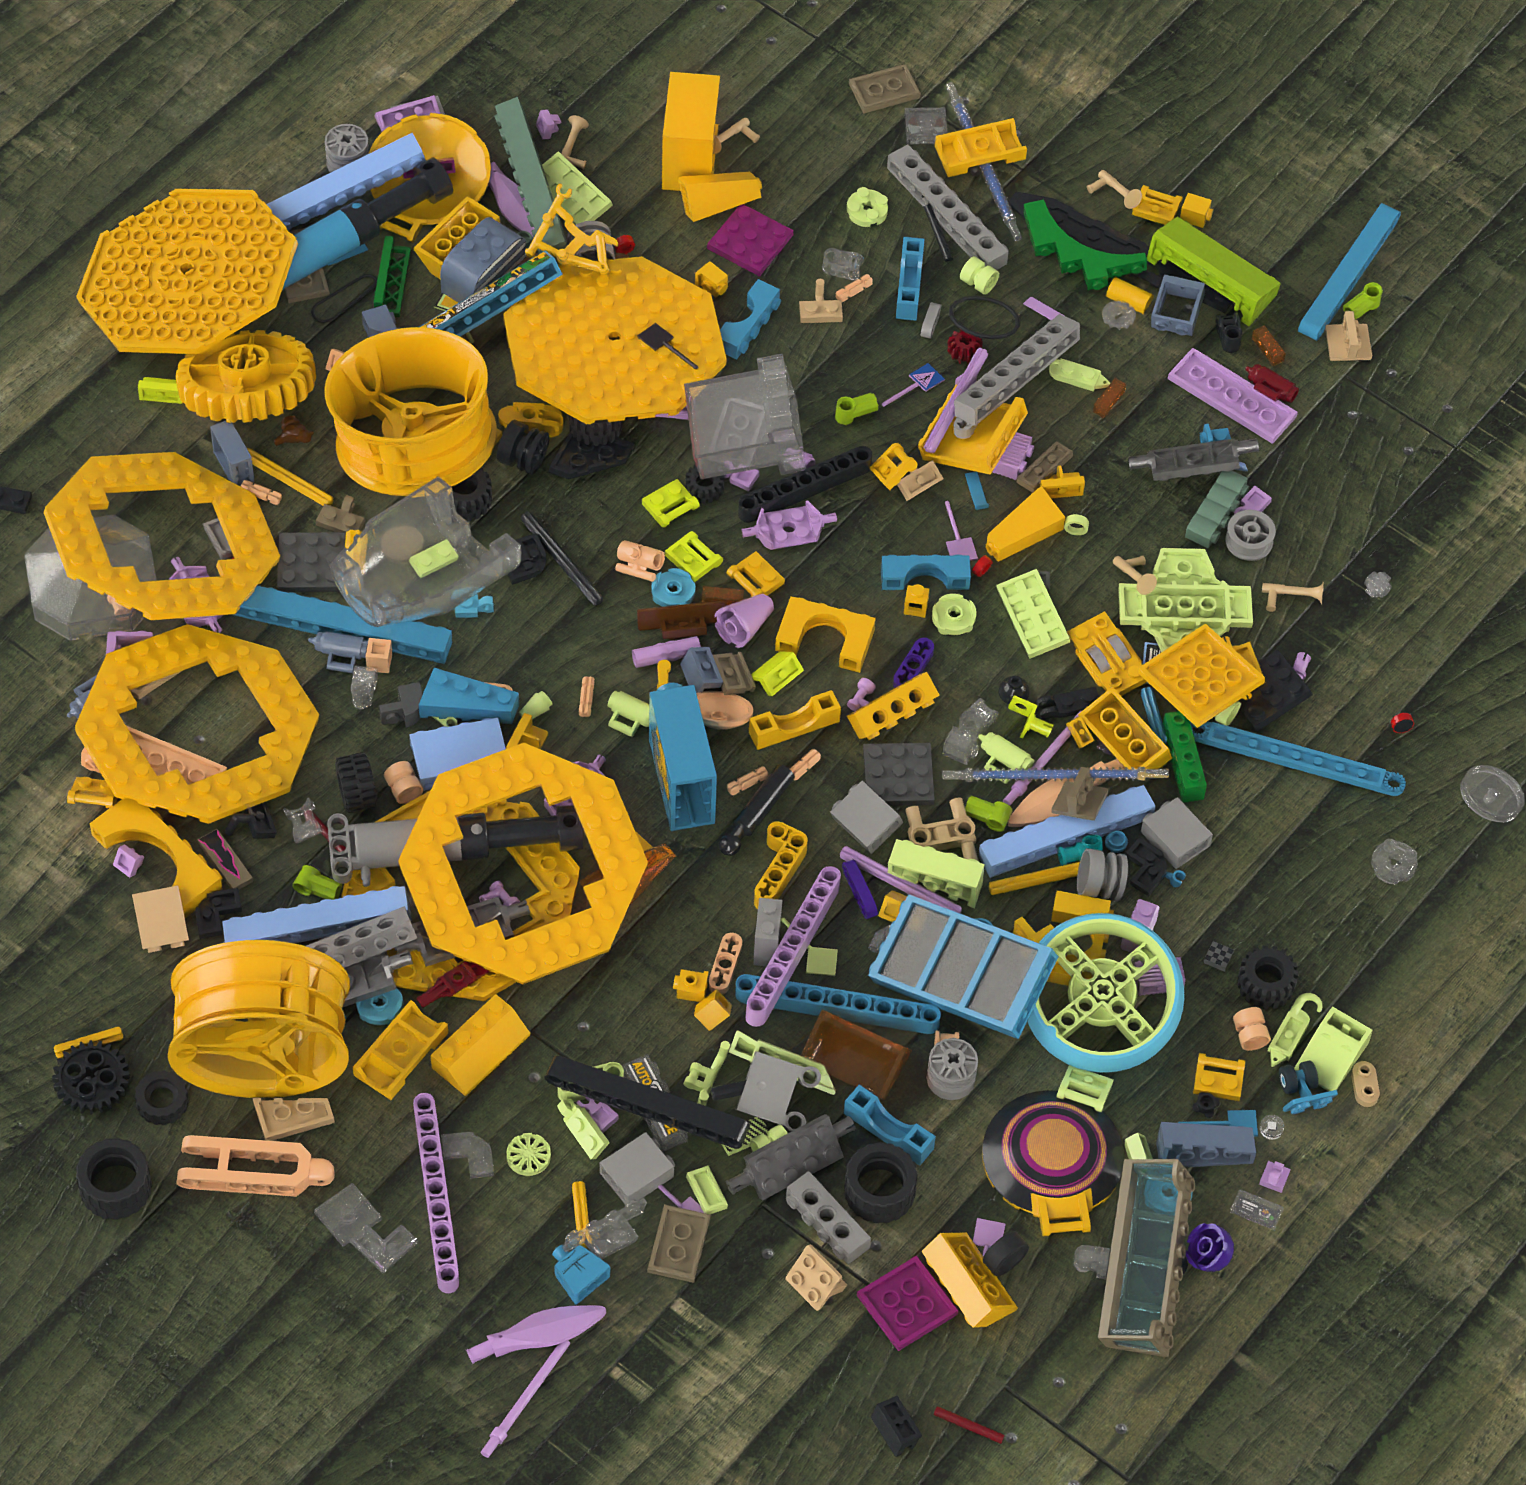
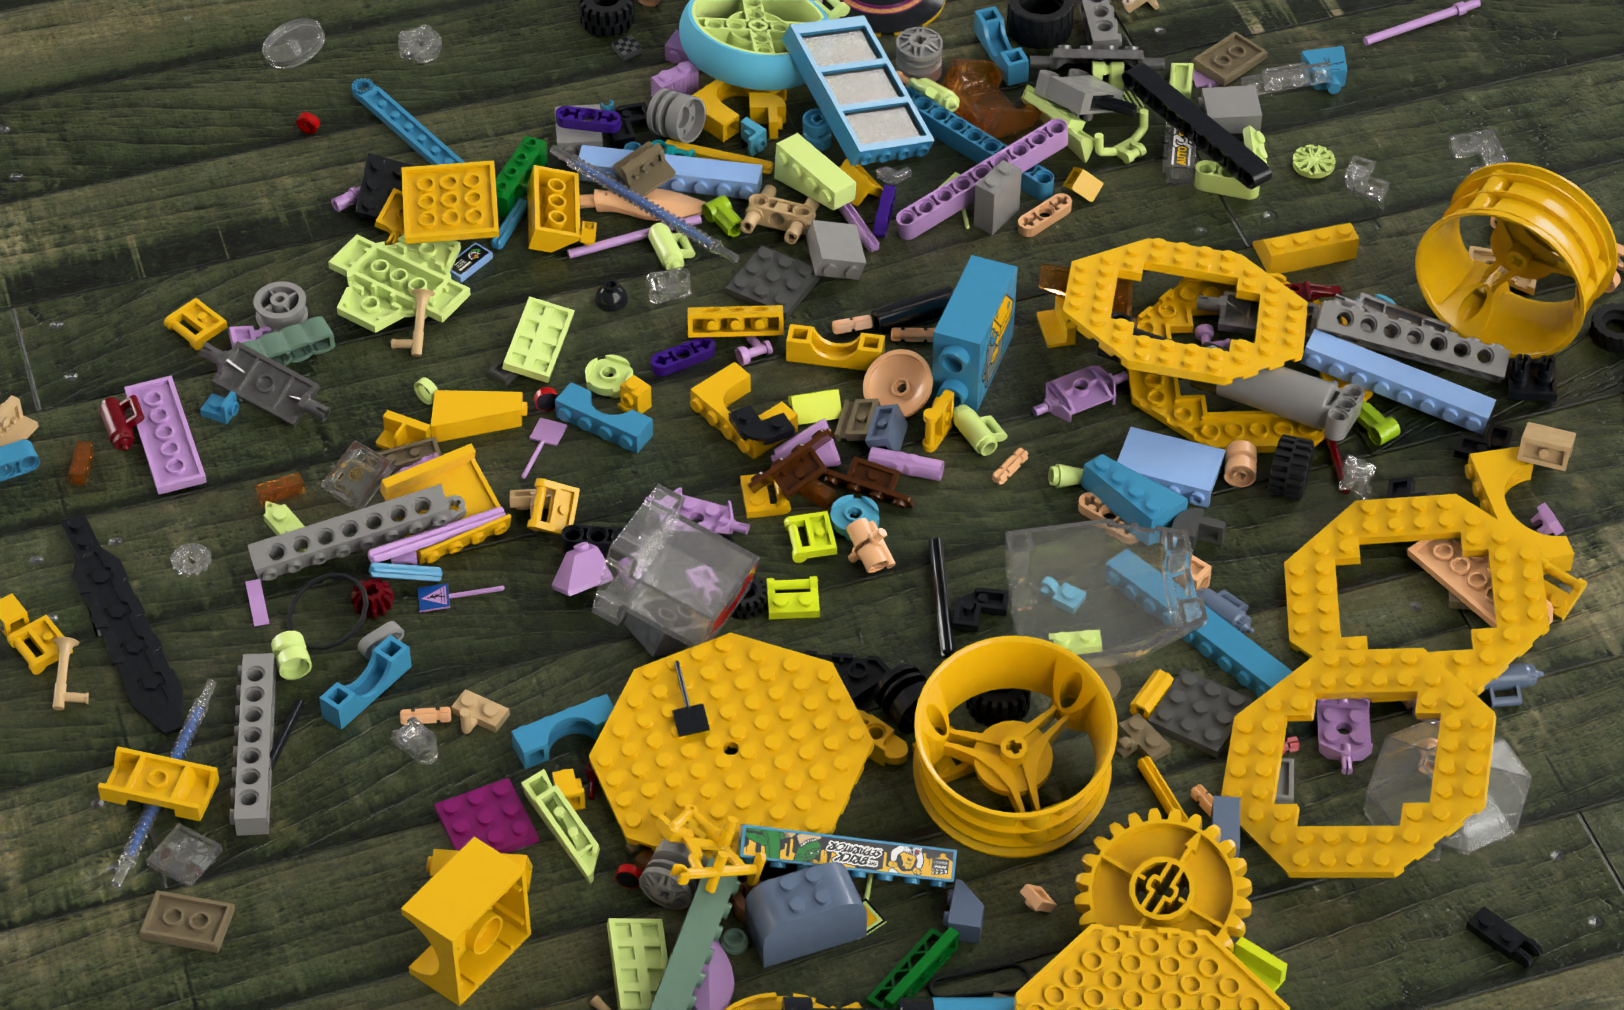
camera: 145 degrees left, 10 degrees down
(225, 860) = (1449, 475): tile -> none
(363, 685) = (1225, 565): clear piece -> none
(399, 1050) = (1373, 266): yellow piece -> none
(439, 1201) = (1411, 165): lavender beam -> none
(449, 232) = (810, 957): yellow slope -> none
(528, 734) = (1094, 448): yellow panel -> none
(539, 1330) = (1387, 51): lavender animal -> none
(580, 1206) = (1296, 107): yellow axle -> none
(691, 985) = (1086, 207): yellow brick -> none
(694, 247) = (563, 822): none -> yellowish green wedge
(739, 580) = (797, 469): none -> reddish brown bracket
(742, 126) = (387, 952): tan piece -> none
(786, 853) = (935, 254): yellow beam -> none
(793, 602) = (769, 430): none -> black plate
(828, 430) = (579, 569): none -> lavender slope
(850, 408) = (543, 592): lime piece -> none
(871, 198) = (328, 782): yellowish green plate -> none
(907, 1034) = (936, 93): none -> yellowish green piece
(955, 370) = (405, 572): none -> dark azure axle
(960, 745) = (703, 271): clear brick -> none
(976, 490) = (491, 464): dark azure piece -> none
(1029, 910) = (753, 135): none -> medium azure bracket
(1032, 722) = (622, 263): neon yellow bracket -> none
(1061, 425) = (356, 479): none -> clear container
(1067, 703) = (572, 266): black hinge -> none
(1072, 255) = (171, 610): green arch -> none
(1107, 654) = (503, 282): yellow piece -> none
(1123, 291) = (159, 572): yellow brick -> none
(1164, 836) = (609, 120): none -> dark purple beam
(1181, 288) = (103, 526): sand blue window -> none
(1214, 266) = (61, 539): lime windscreen -> none
(1229, 332) = (103, 488): black piece -> none
(1274, 589) = (269, 241): tan piece -> none
(1303, 501) = (200, 318): none -> yellow plate
(1378, 584) = (212, 223): clear gear -> none

